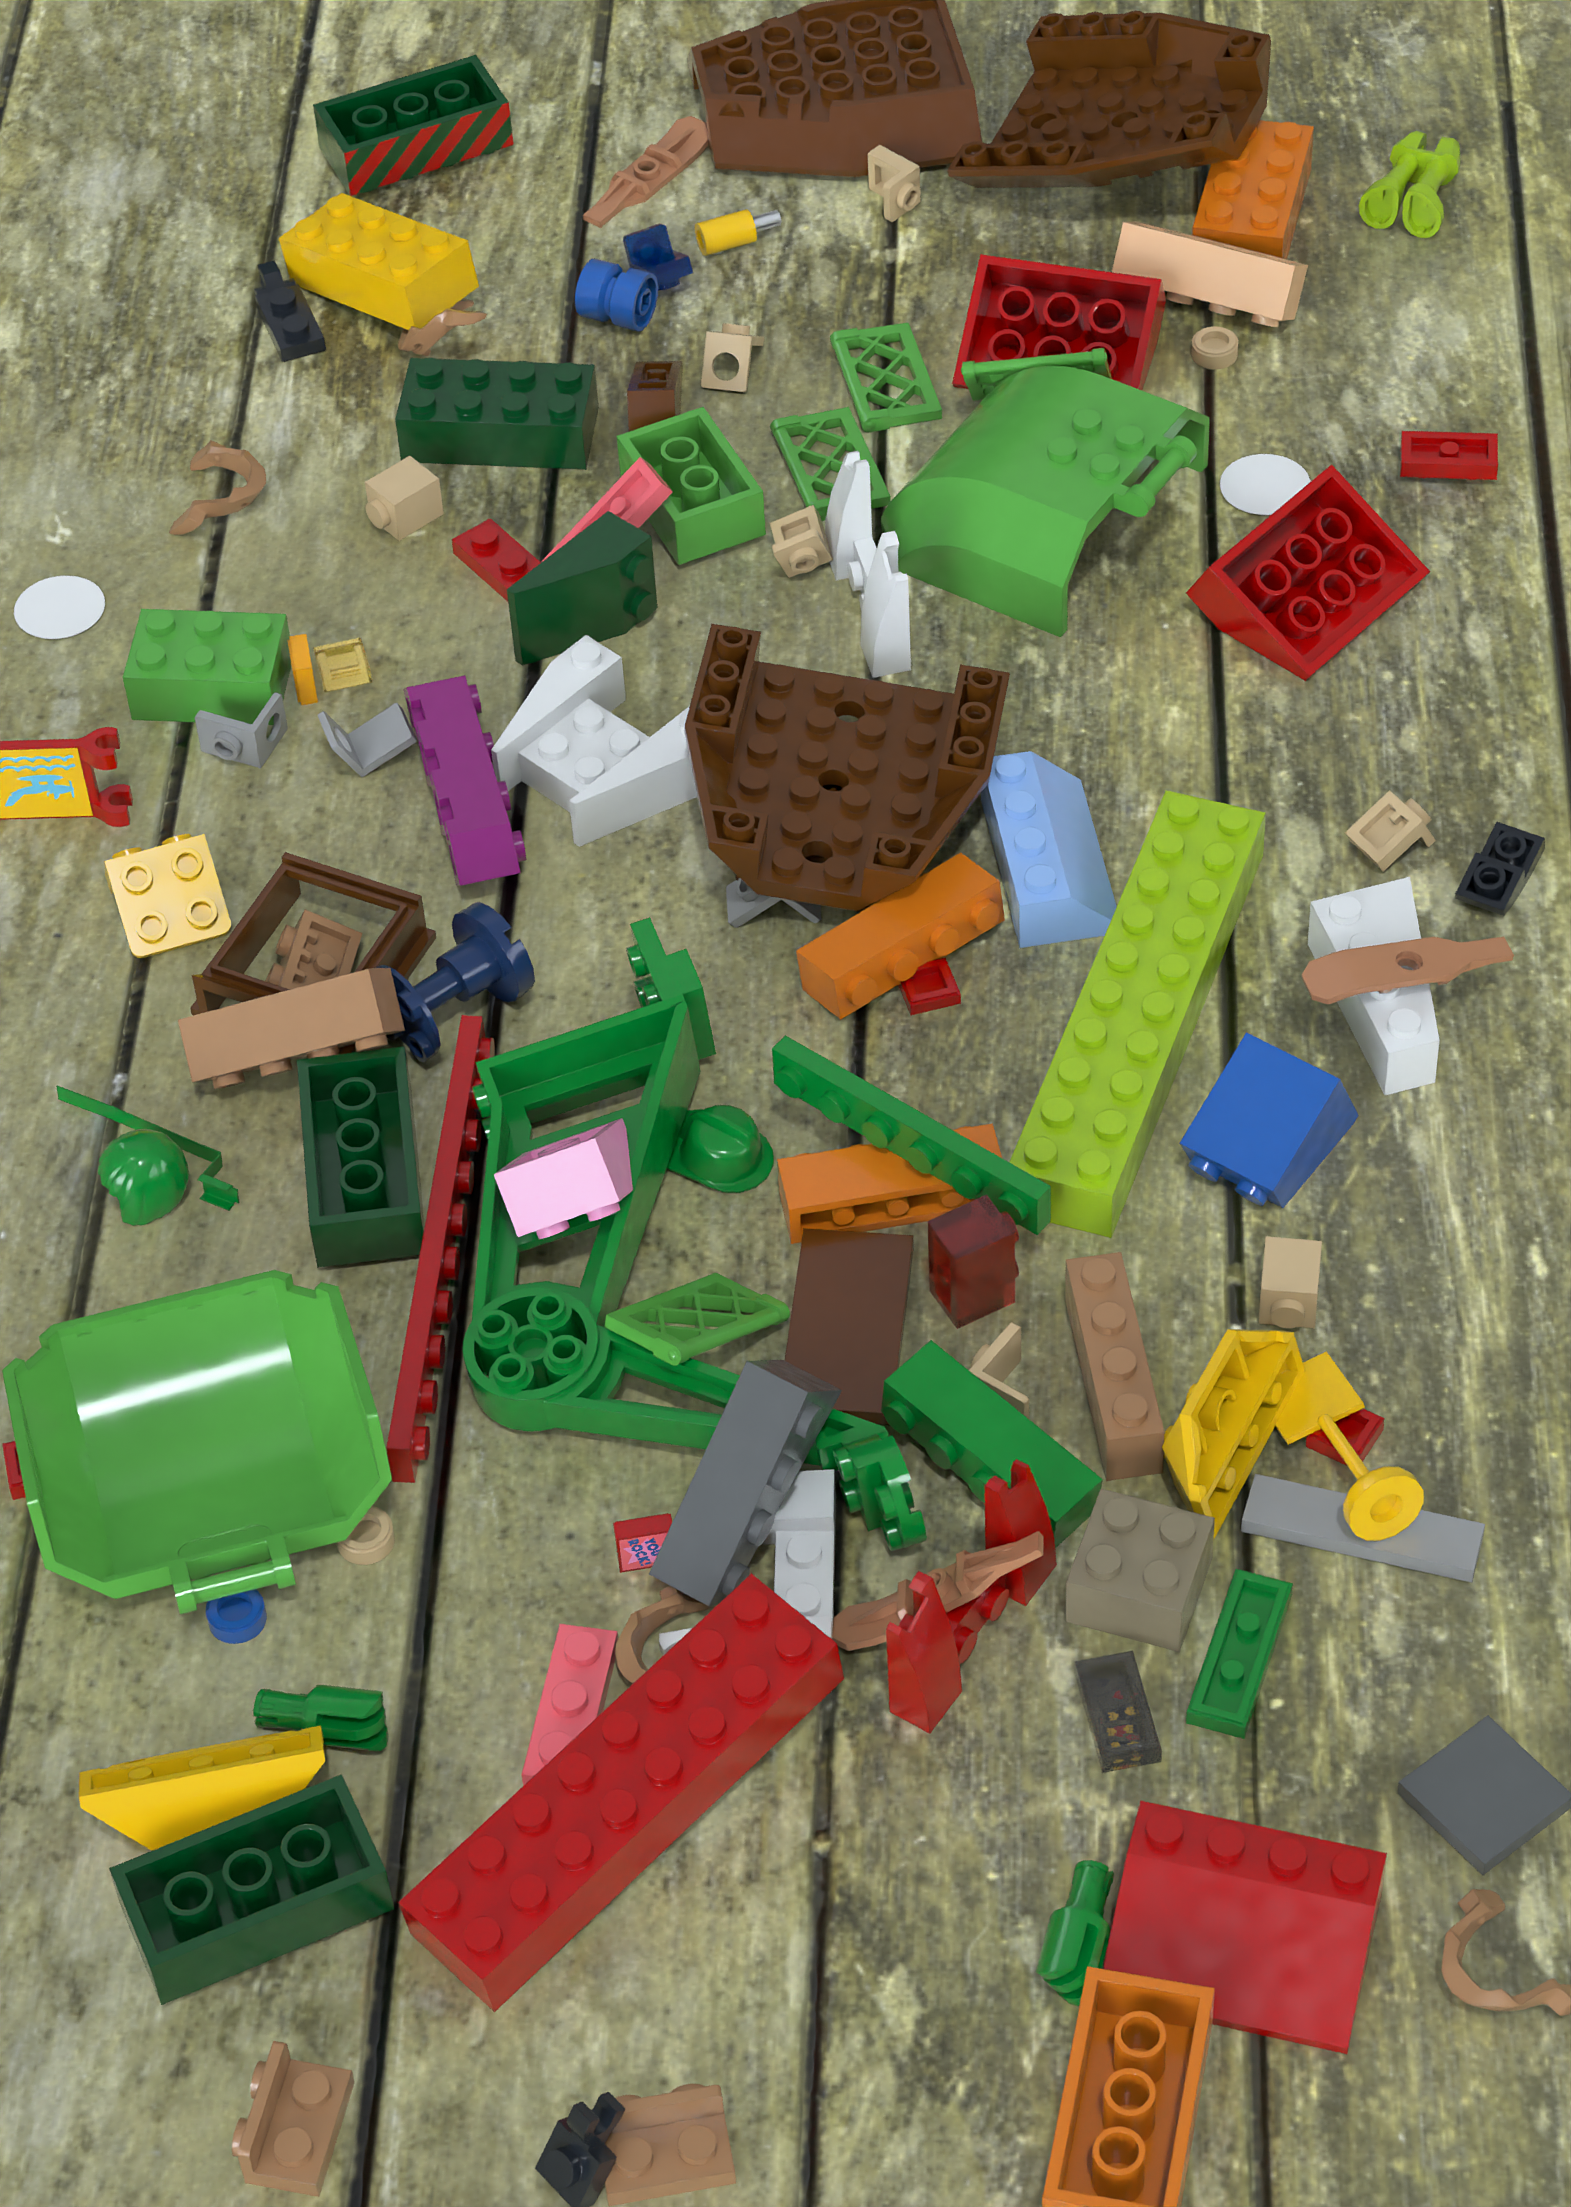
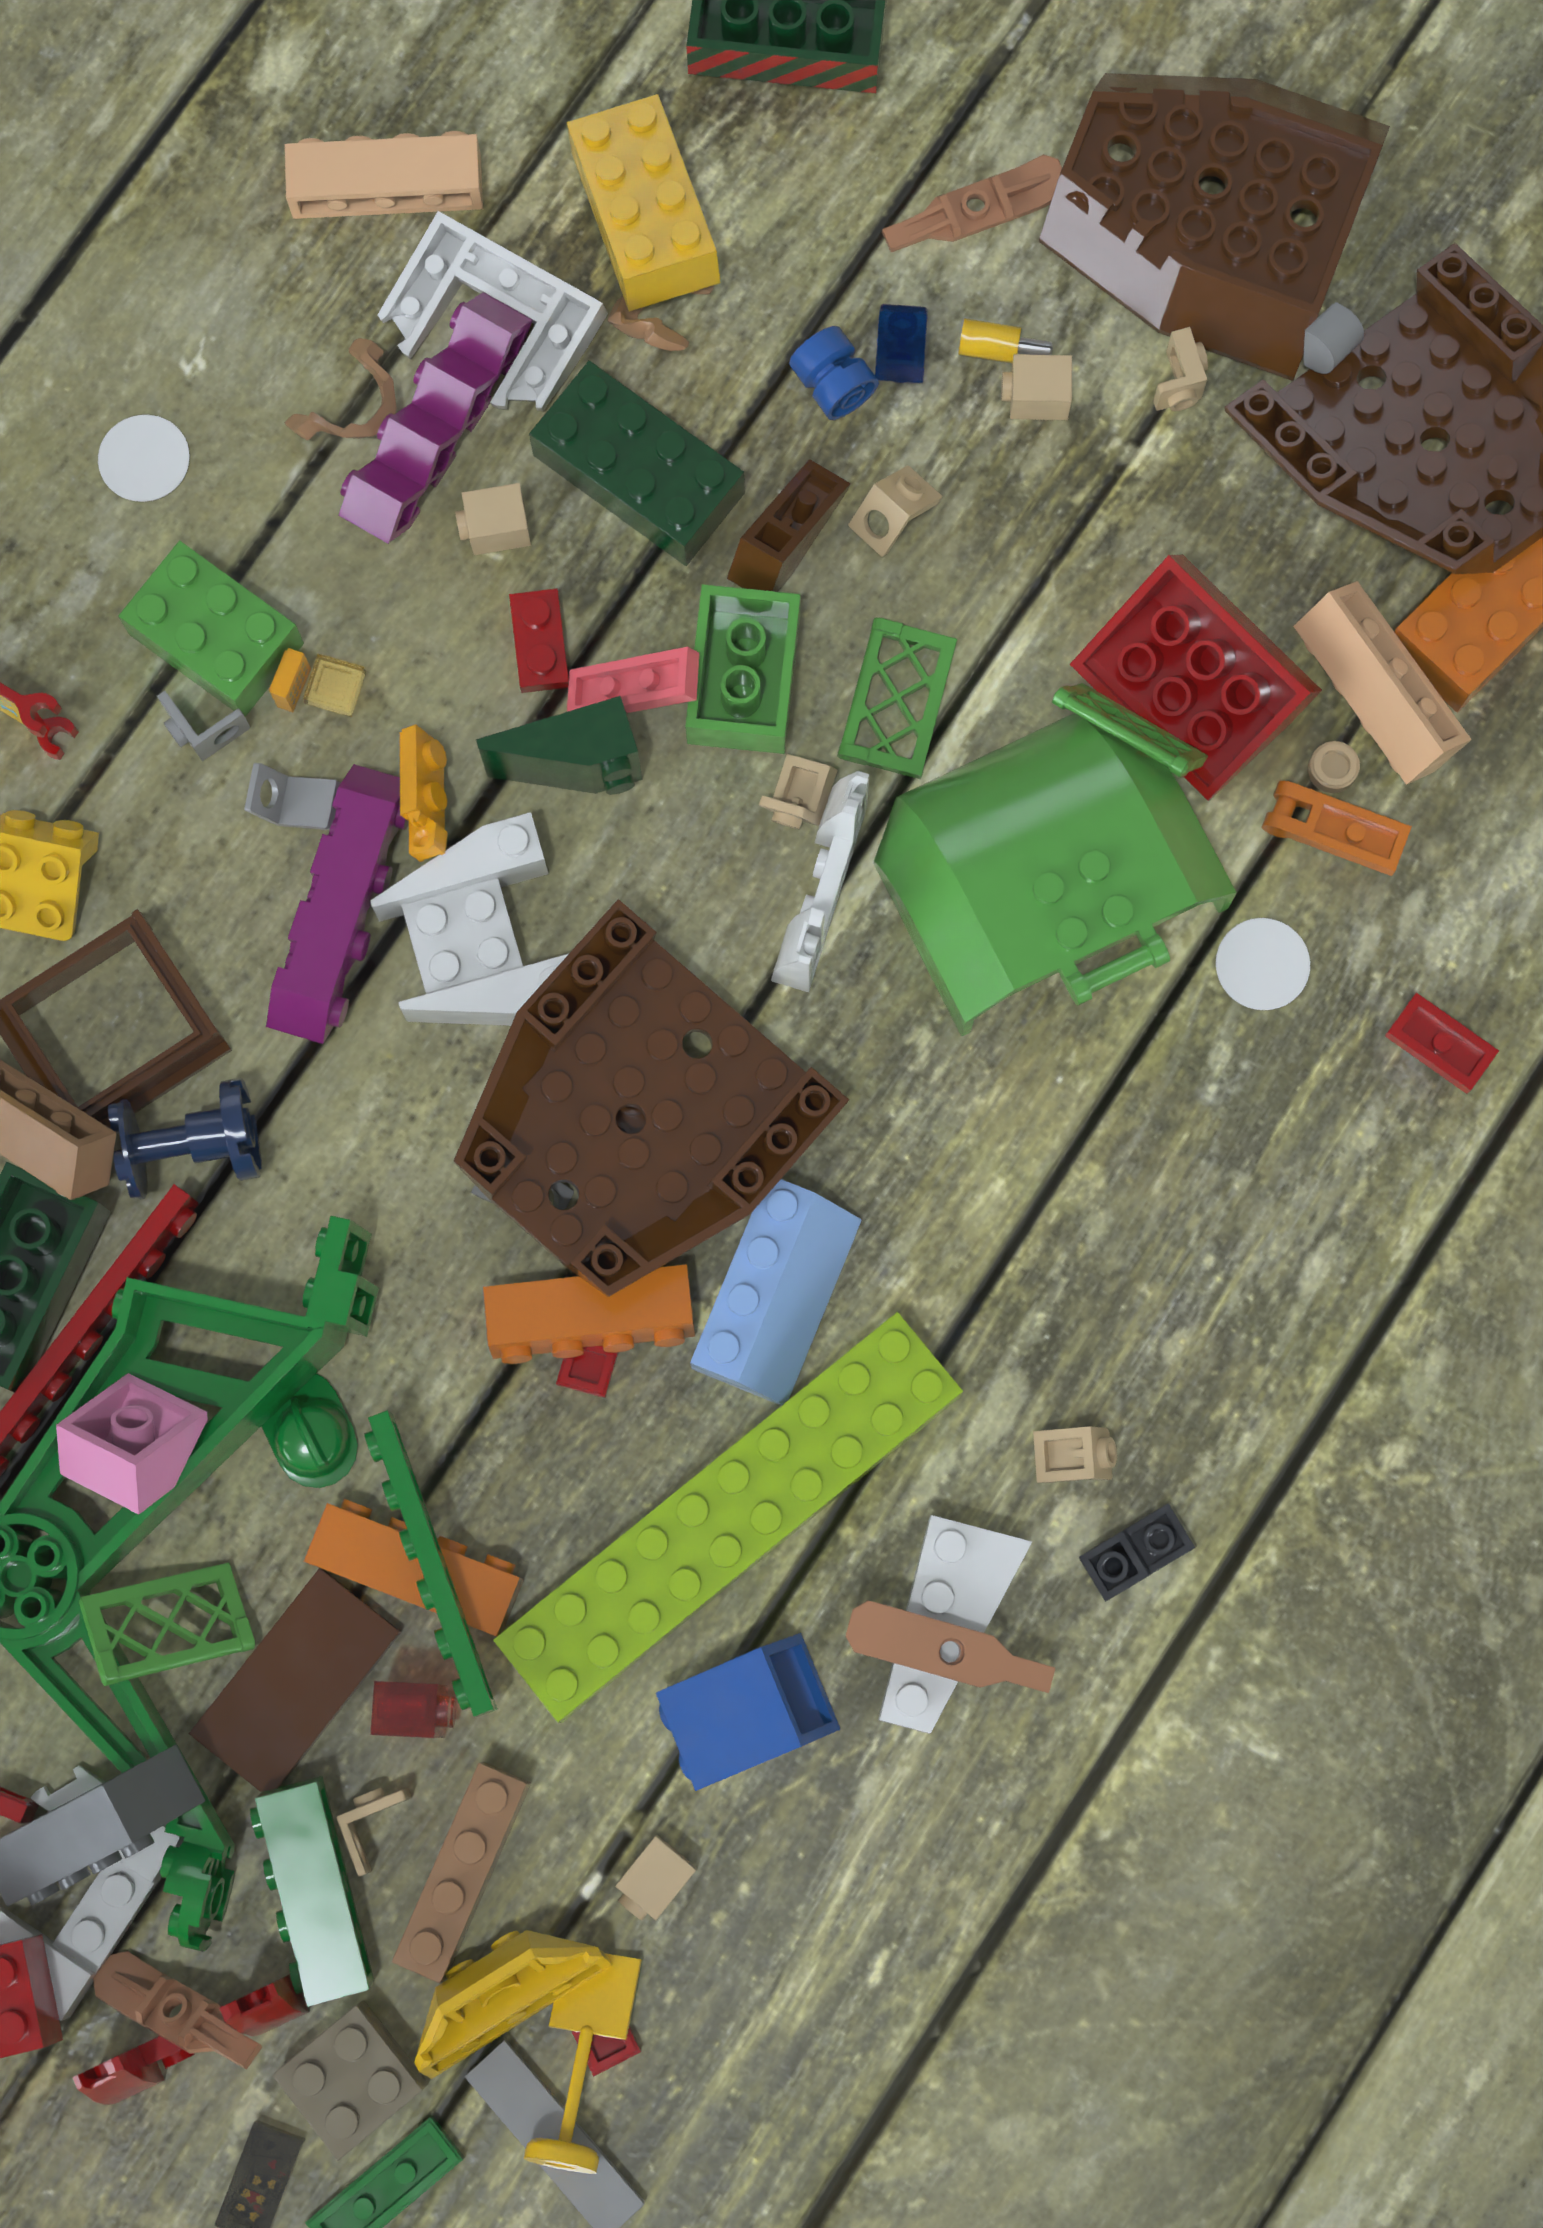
camera: 30 degrees right, 30 degrees up
(143, 347) = (383, 175): none -> light nougat brick
(240, 362) = (458, 256): none -> white wedge
(287, 315) = (539, 203): black hinge -> none
(303, 460) = (422, 436): none -> magenta brick
(313, 952) = (102, 1034): medium nougat bracket -> none
(500, 685) = (423, 792): none -> light orange hinge
(789, 236) = (1038, 387): none -> tan brick
(896, 410) = (1041, 648): bright green window -> none
(995, 105) = (1331, 338): none -> light grey brick
(1249, 374) = (1337, 827): none -> orange plate
(1308, 577) = (1210, 1117): red slope -> none

